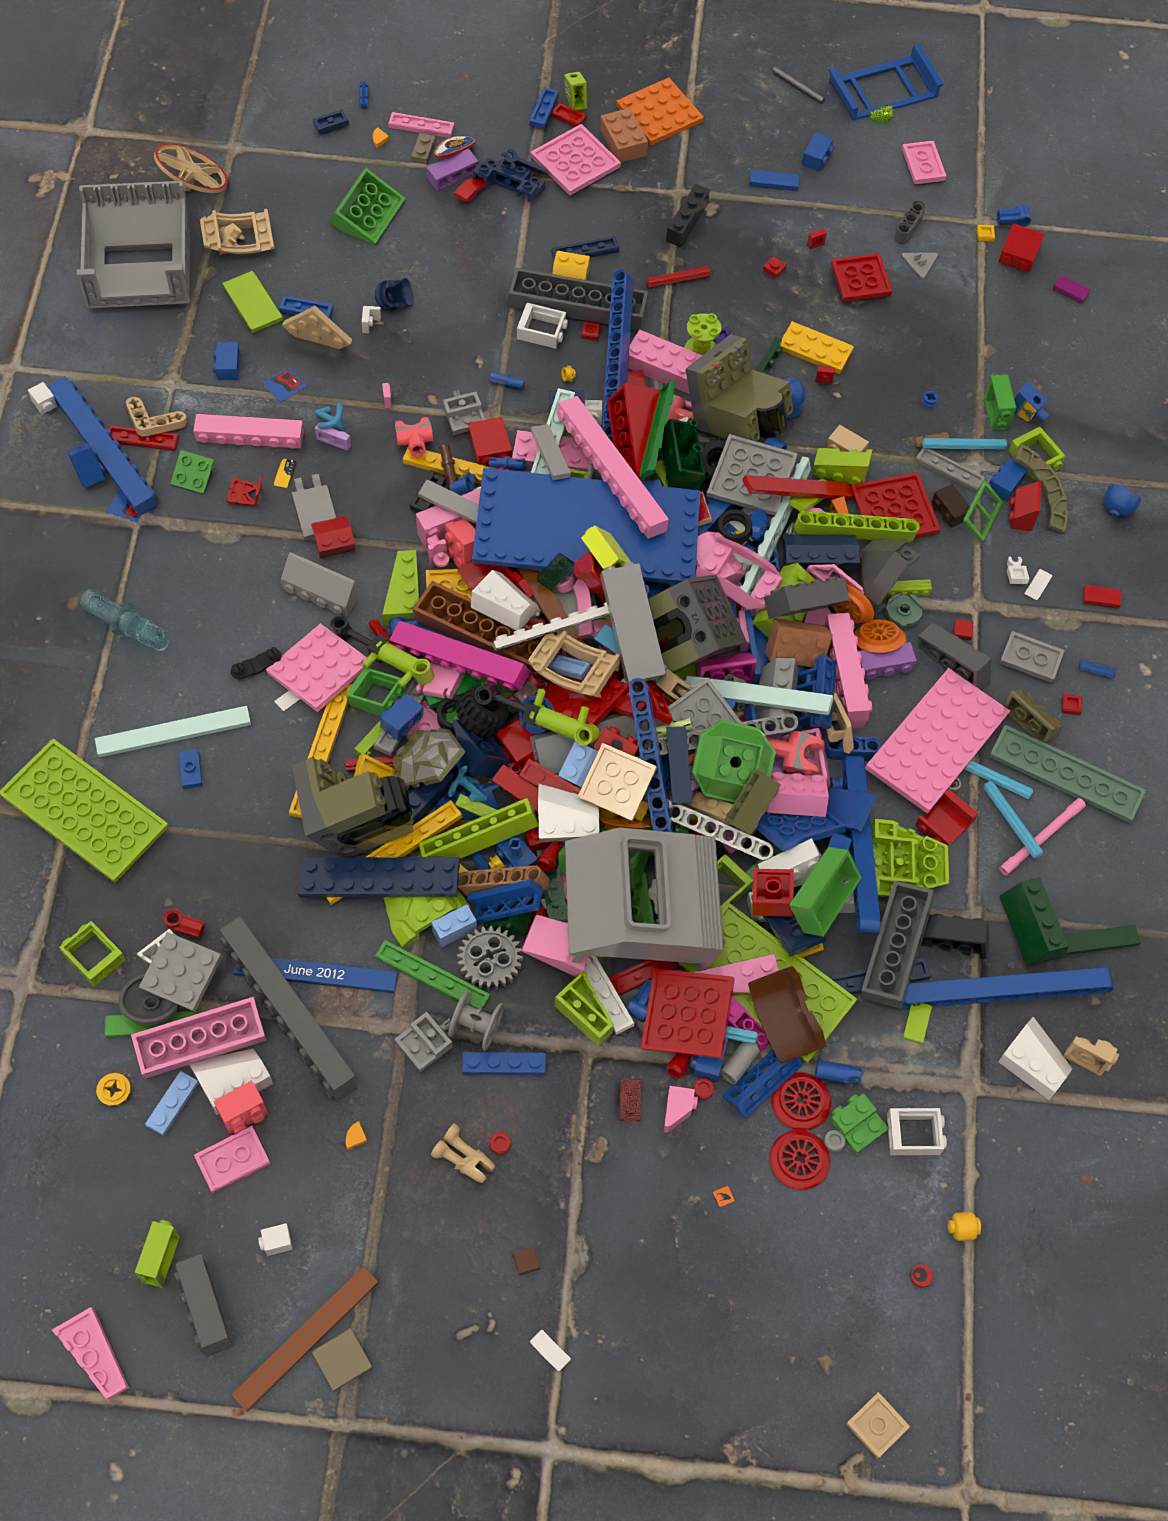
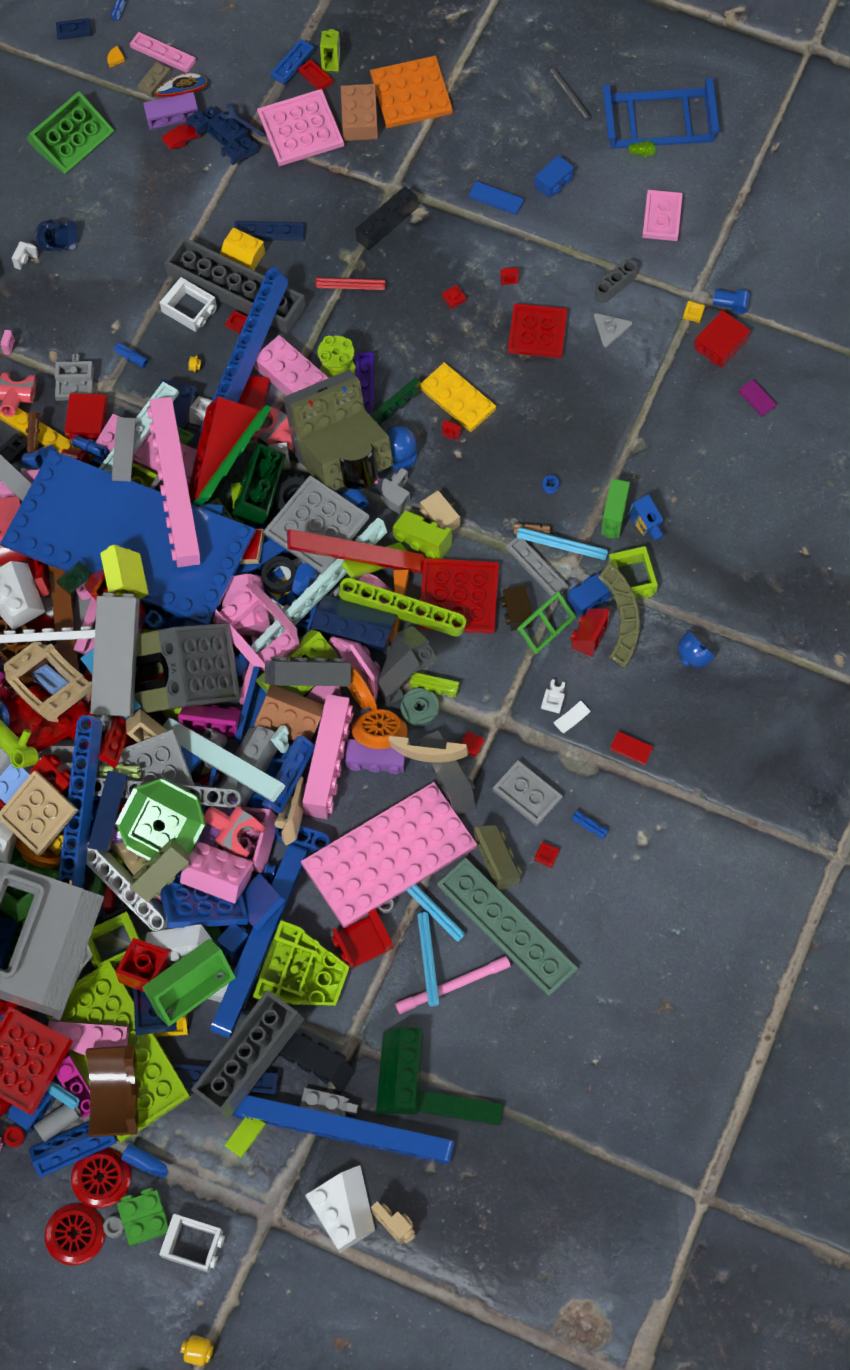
camera: 25 degrees right, 5 degrees up
(798, 439) = (393, 493): none -> light grey brick
(801, 664) = (280, 739): none -> light aqua tile
(913, 642) = (452, 752): none -> tan slope
(980, 969) = (327, 1103): none -> light grey hinge

